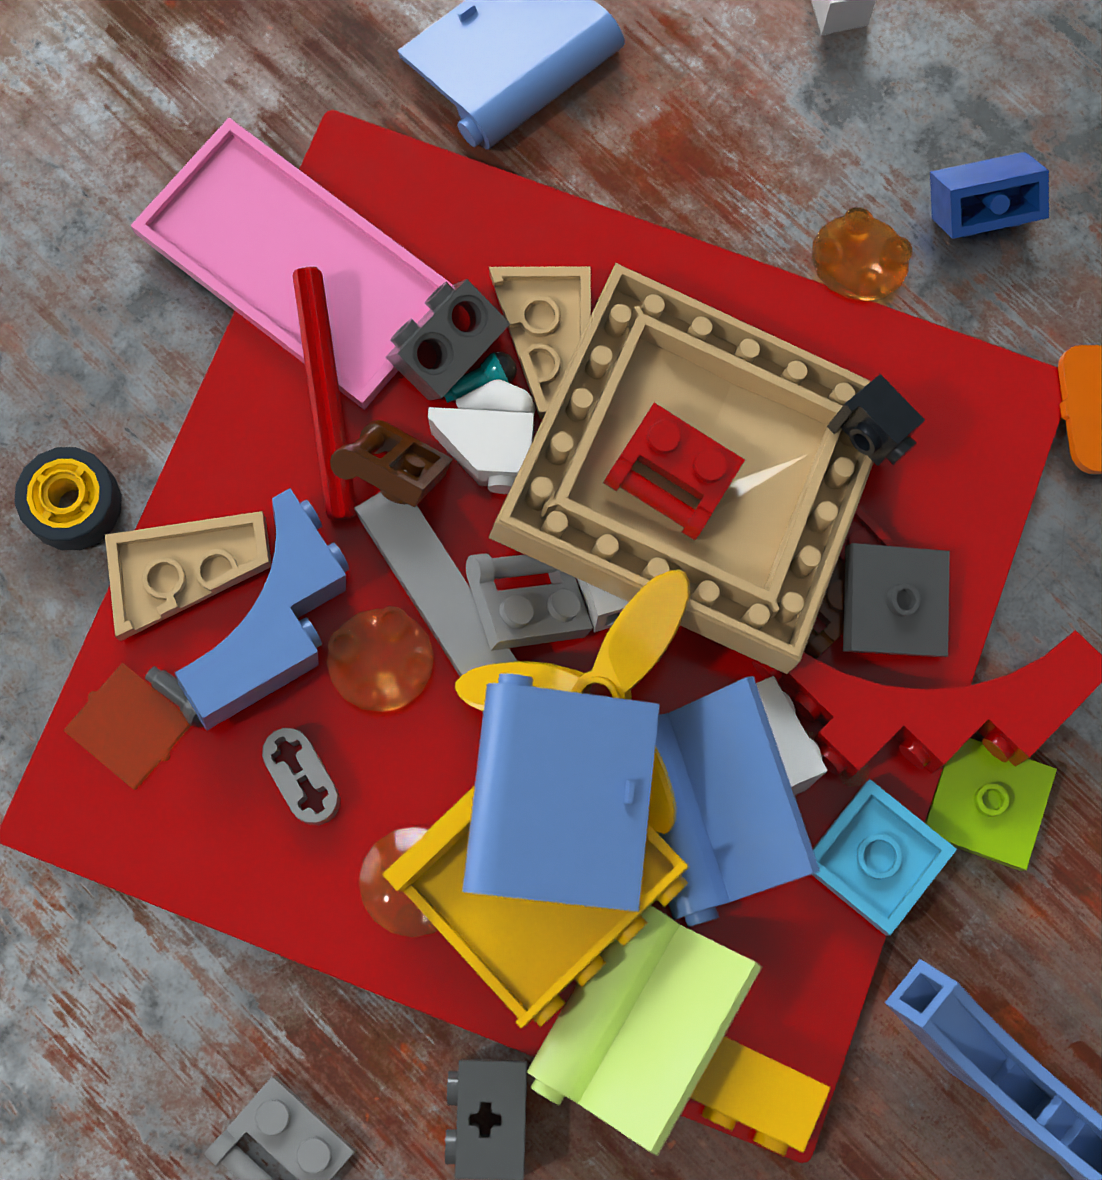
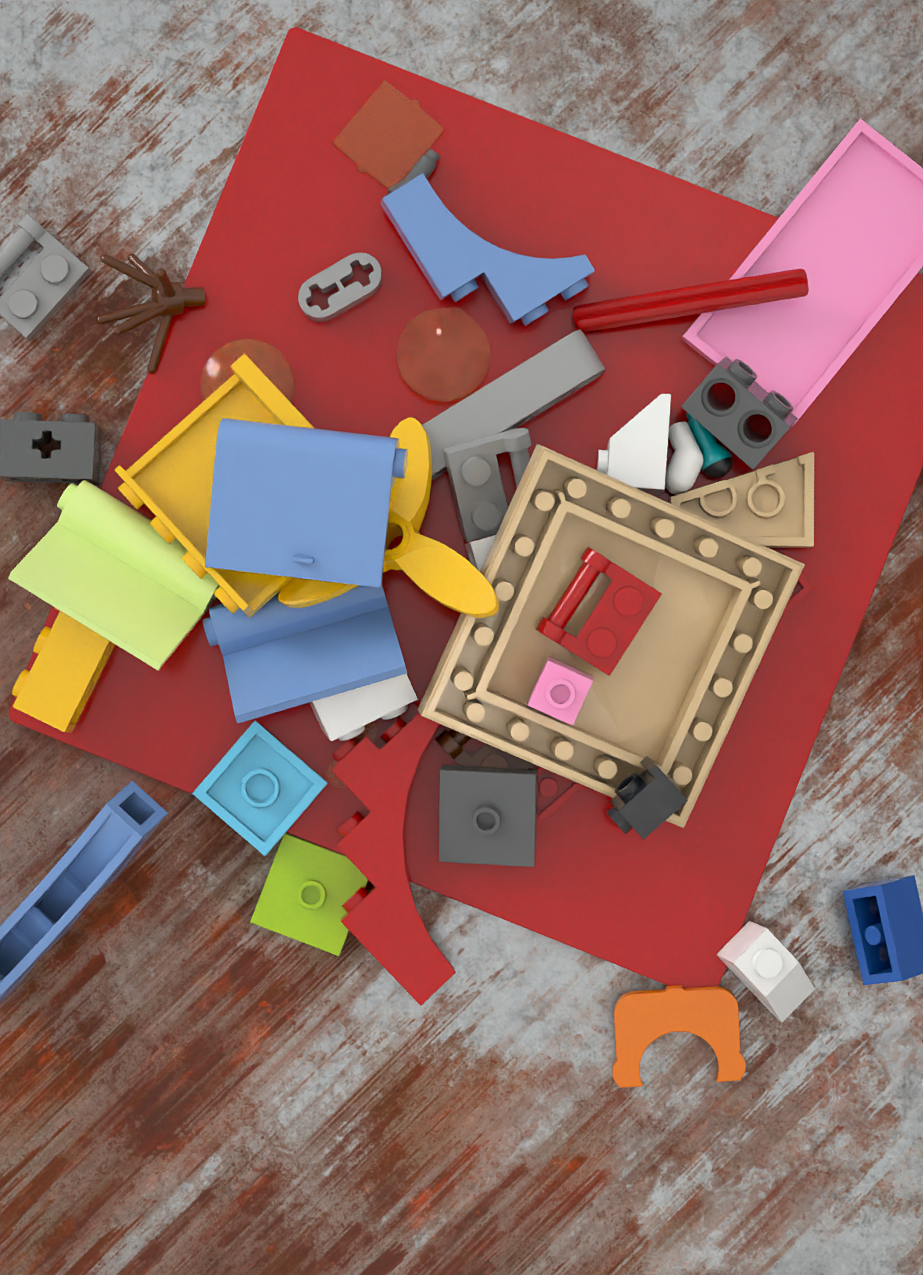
camera: 90 degrees right, 10 degrees up
(53, 475) = (601, 48): wheel -> none
(179, 565) = (531, 176): tan wing -> none
(313, 978) = (167, 300): none -> reddish brown plant
(402, 474) = (611, 375): reddish brown plate -> none
(764, 509) = (560, 690): none -> bright pink brick
(860, 256) = (831, 806): clear orange dish -> none
(1035, 318) = (767, 969): none -> white slope

